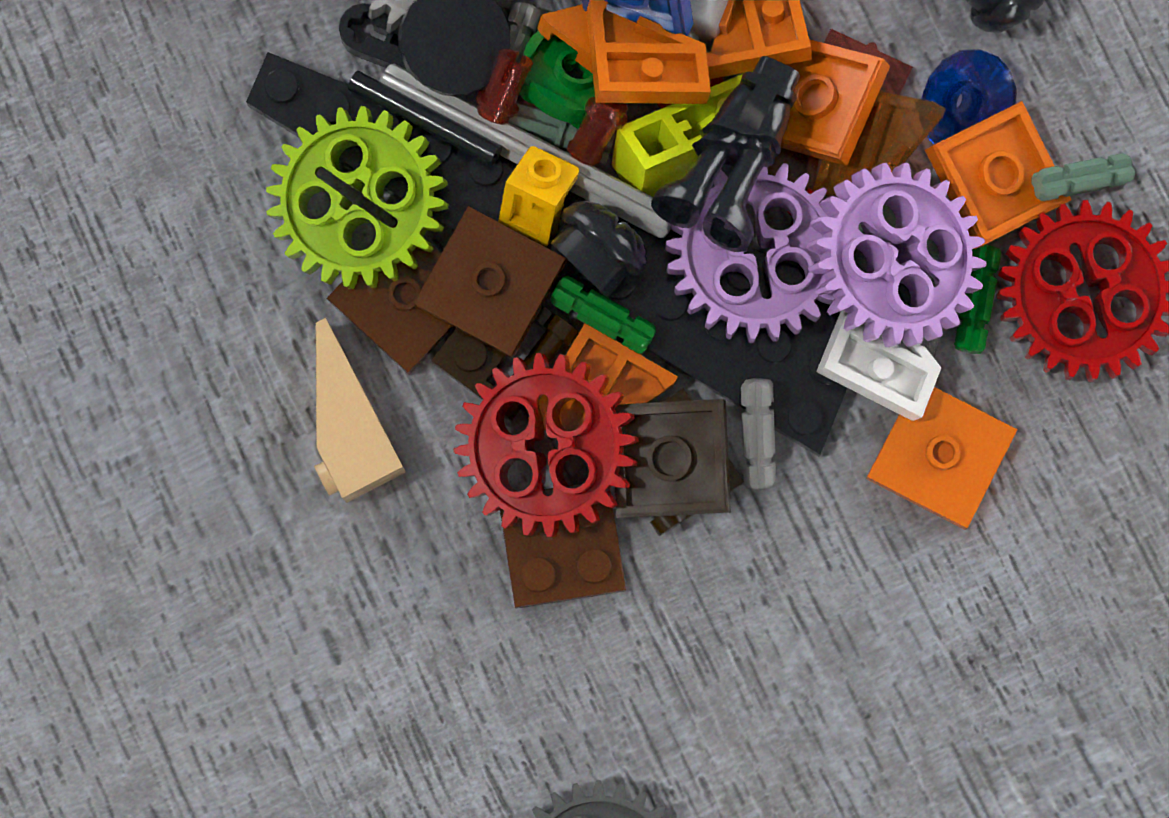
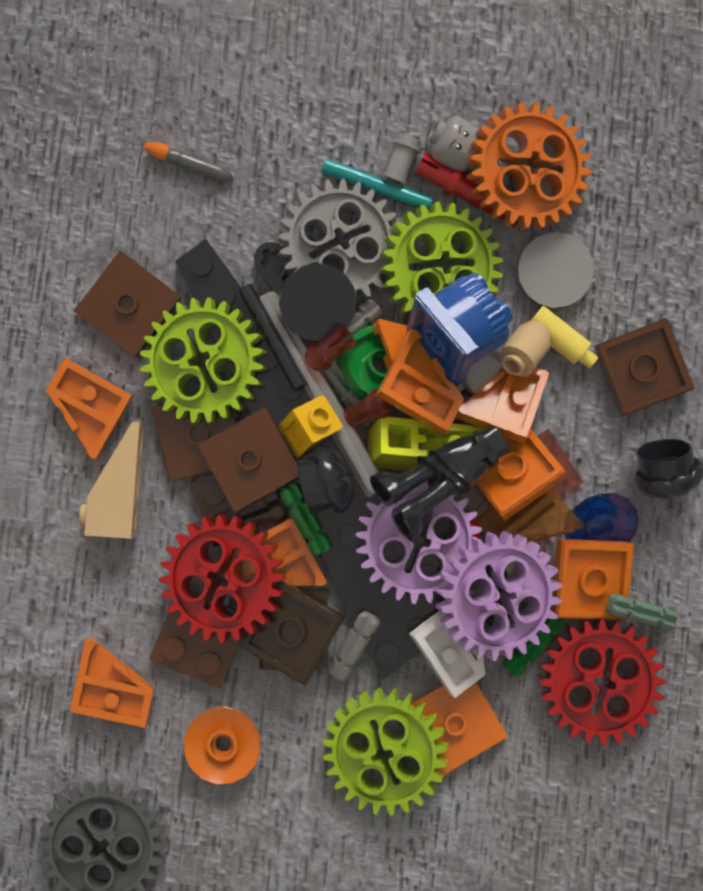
camera: 30 degrees right, 5 degrees up
(218, 191) = (127, 303): none -> reddish brown plate
(246, 340) = (88, 404): none -> orange wing
(489, 673) = (110, 688): none -> orange wing
(681, 627) = (217, 764): none -> orange dish
(846, 578) = (417, 742): none -> lime gear

